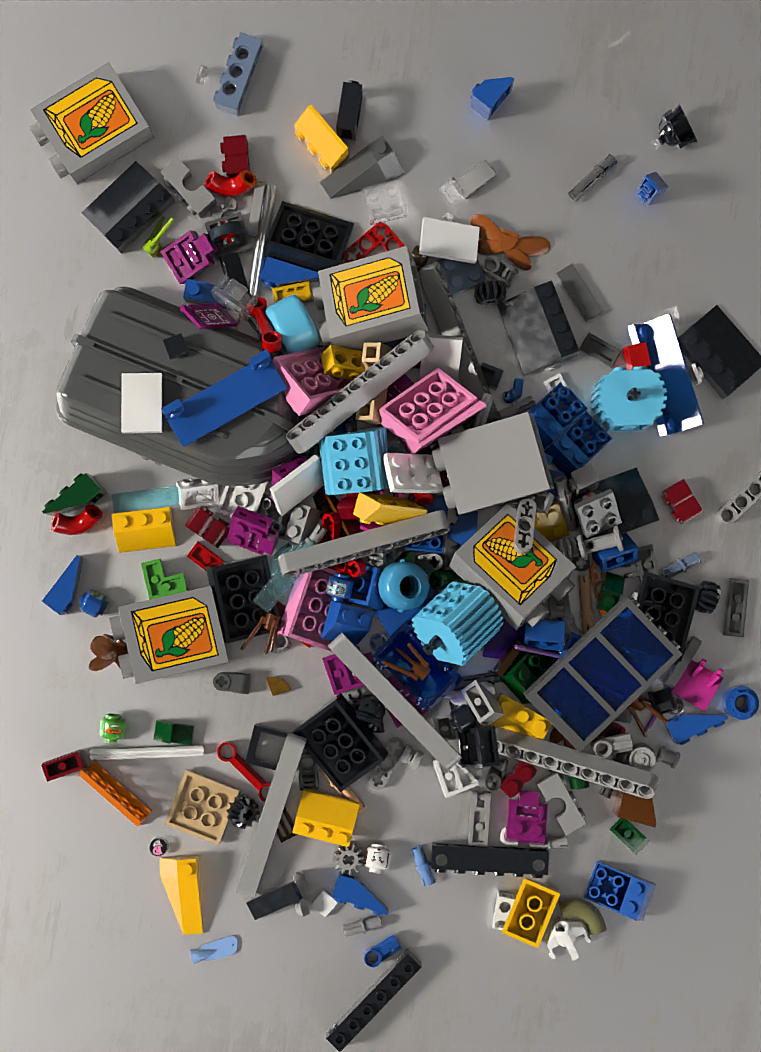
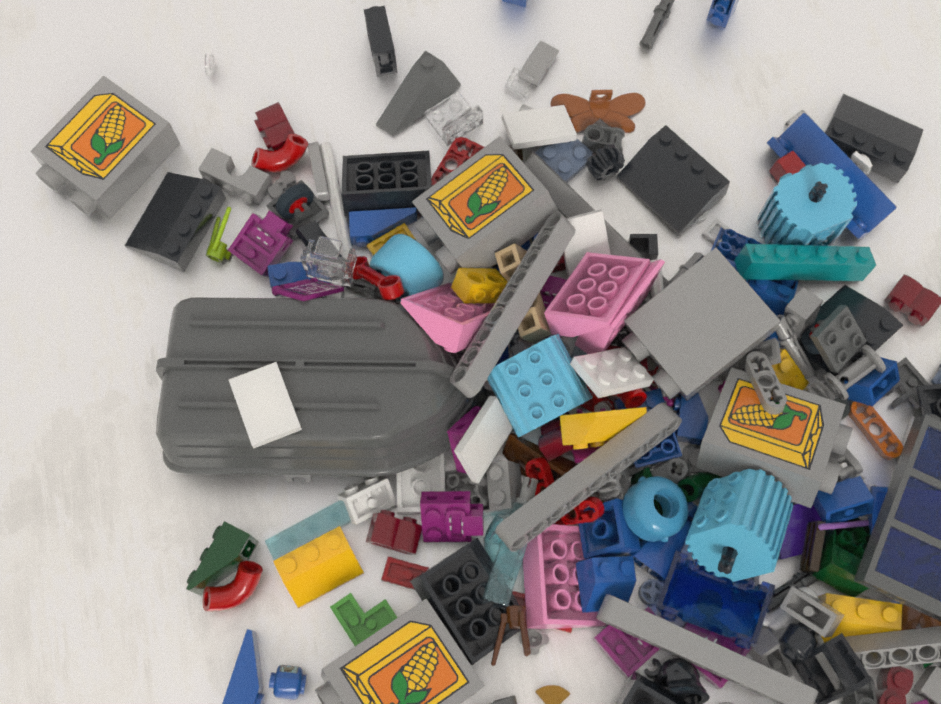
camera: 25 degrees left, 15 degrees down
(175, 346) = (282, 328): black tile -> none
(224, 400) = (361, 365): blue bracket -> none
(232, 102) = (251, 79): sand blue brick -> none
(321, 139) = (361, 77): yellow slope -> none
(340, 587) = (581, 540): blue head -> none
(419, 669) = (719, 602): reddish brown plant -> none
(515, 393) = (678, 255): blue arm -> none
(579, 292) = (697, 132): dark grey tile -> none
(586, 603) = (868, 455): light nougat pin -> none
(600, 350) = (748, 180): dark grey tile -> none
(606, 441) = (804, 262): none -> teal brick
(610, 591) = (888, 427): dark green slope -> none

